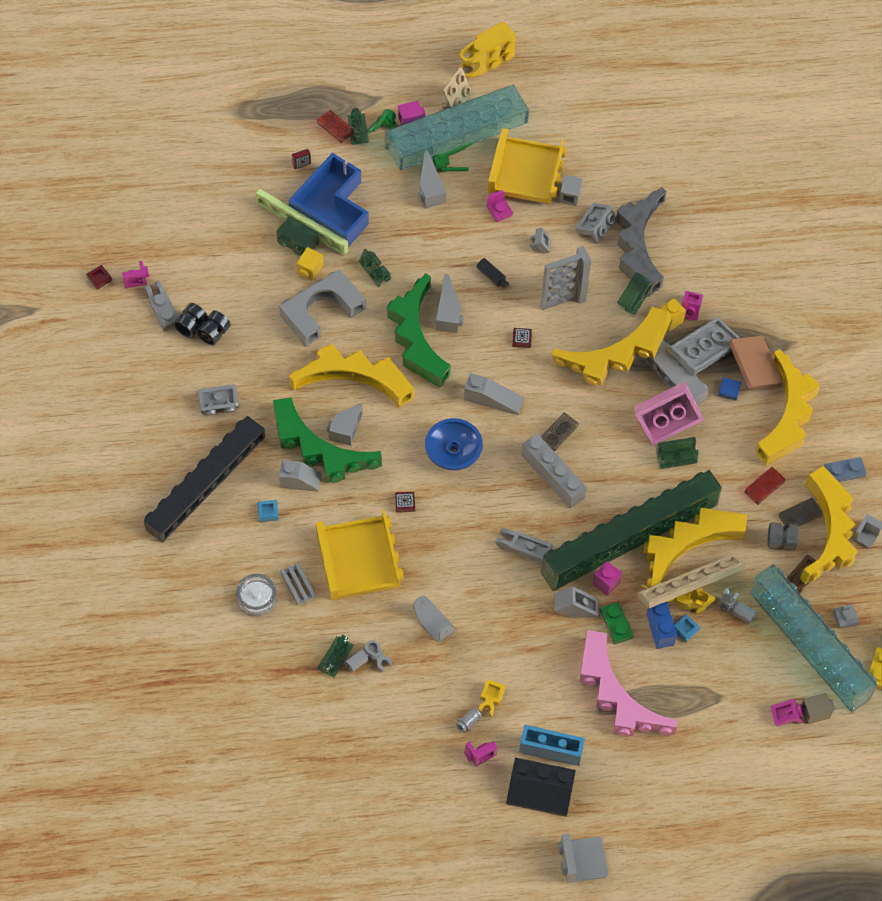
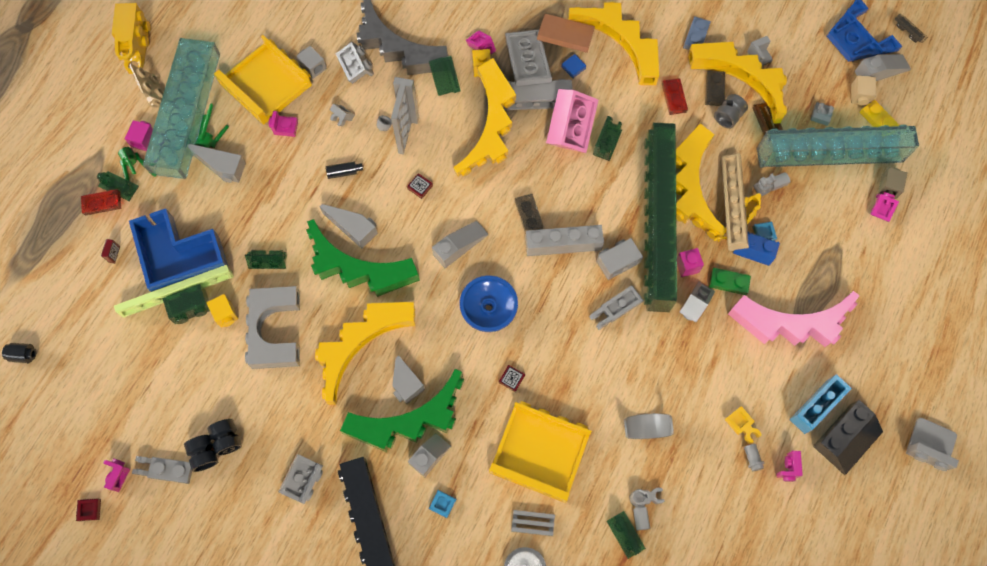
camera: 55 degrees left, 10 degrees up
(180, 154) = (19, 353): none -> black brick
(568, 521) = (619, 258): none -> light grey brick

